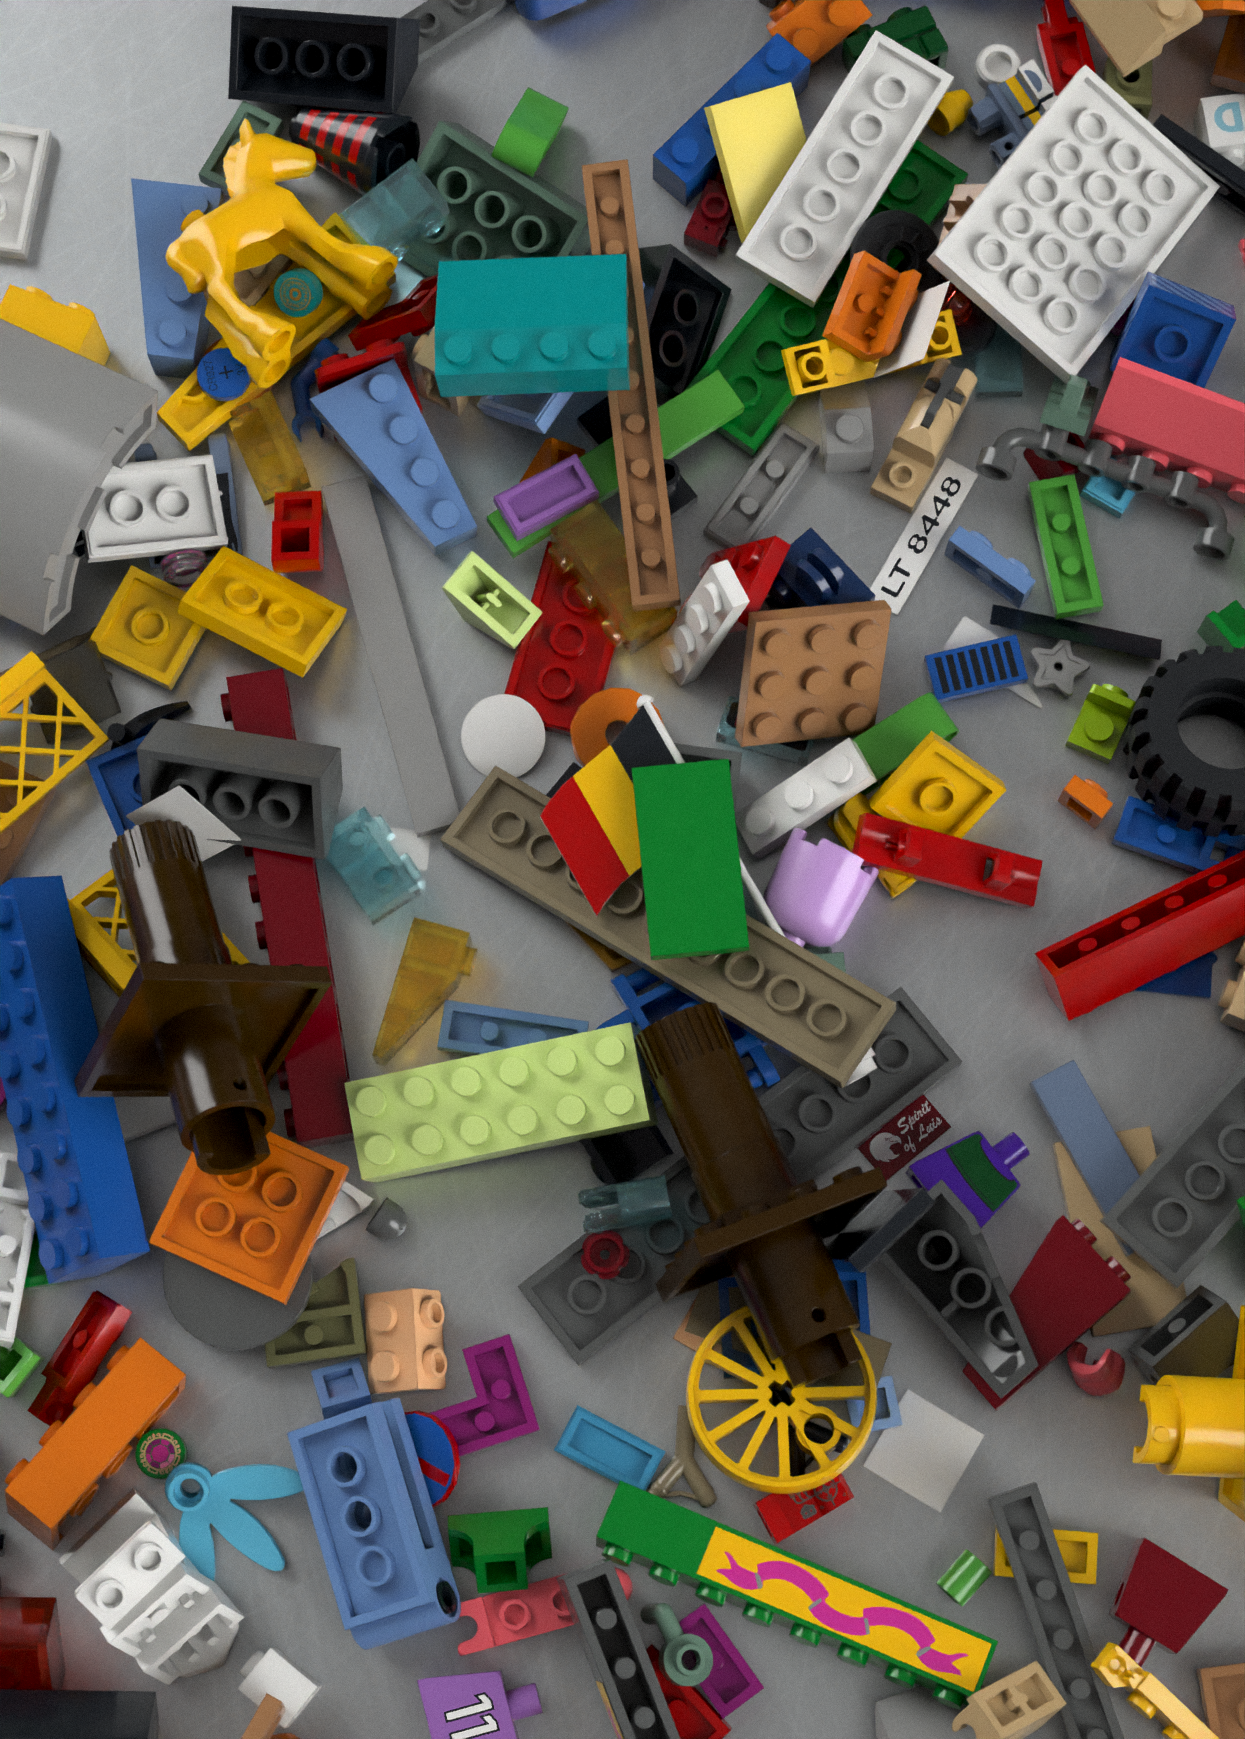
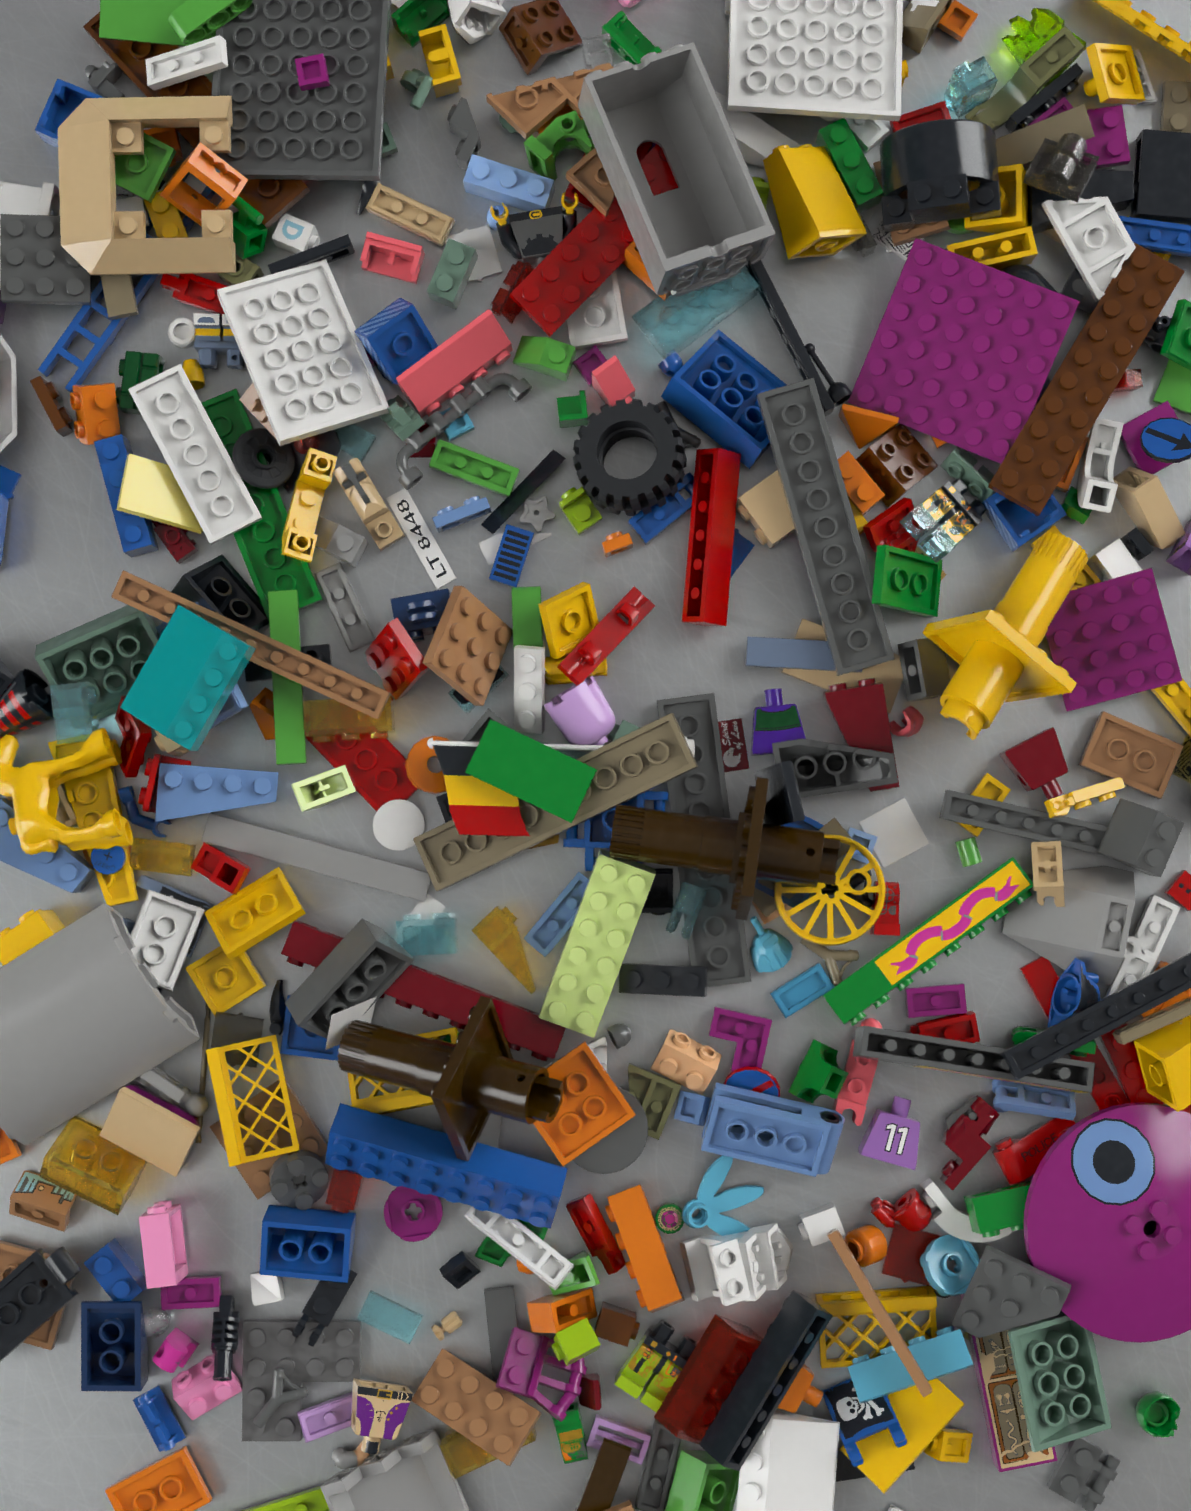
camera: 55 degrees left, 10 degrees up
(183, 567) = (203, 940): clear tile -> none
(298, 292) = (85, 790): teal tile -> none
(504, 1235) = (663, 979): none -> black plate
(529, 132) = (69, 610): bright green beam -> none
(546, 497) = (285, 726): medium lavender tile -> none
(608, 1241) = (705, 943): dark red plate -> none
(641, 1365) = (769, 949): none -> medium azure piece
(675, 1645) = (919, 1015): sand green plate -> none
(703, 623) = (408, 687): white plate -> none
(871, 308) = (285, 489): orange bracket -> none
(916, 331) = (311, 477): white sticker -> none
(1190, 60) = (248, 230): none -> green brick

